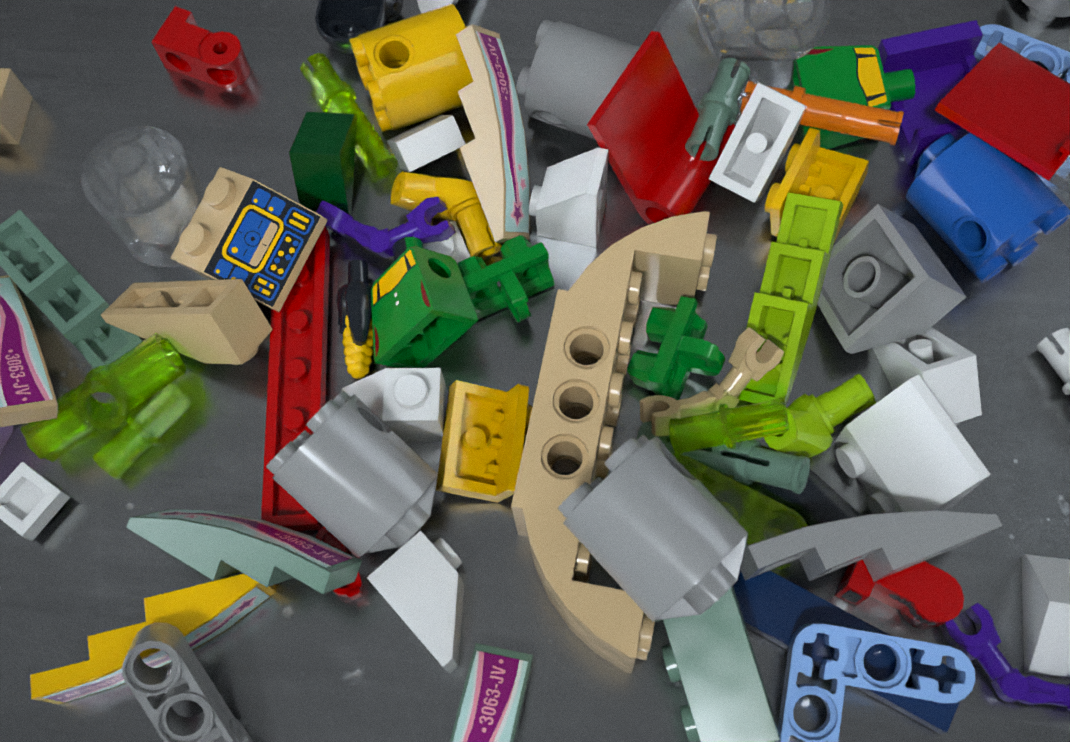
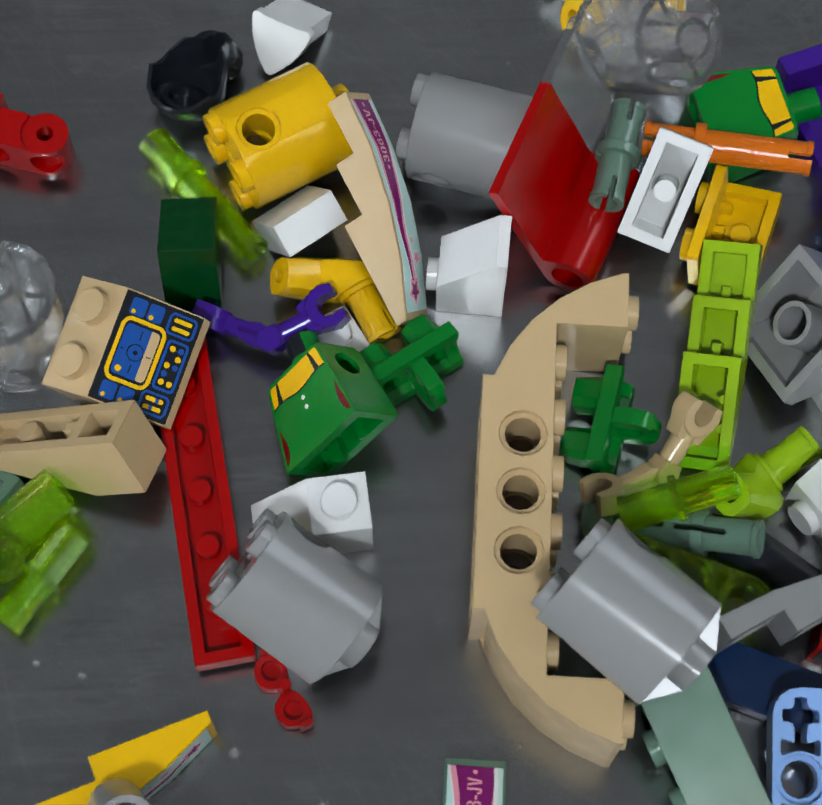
camera: 15 degrees left, 0 degrees up
(231, 543) = (168, 687): sand green slope -> none
(355, 319) = (255, 427): black piece -> none
(426, 594) = (384, 714): white slope -> none
(483, 440) = (420, 543): yellow bracket -> none

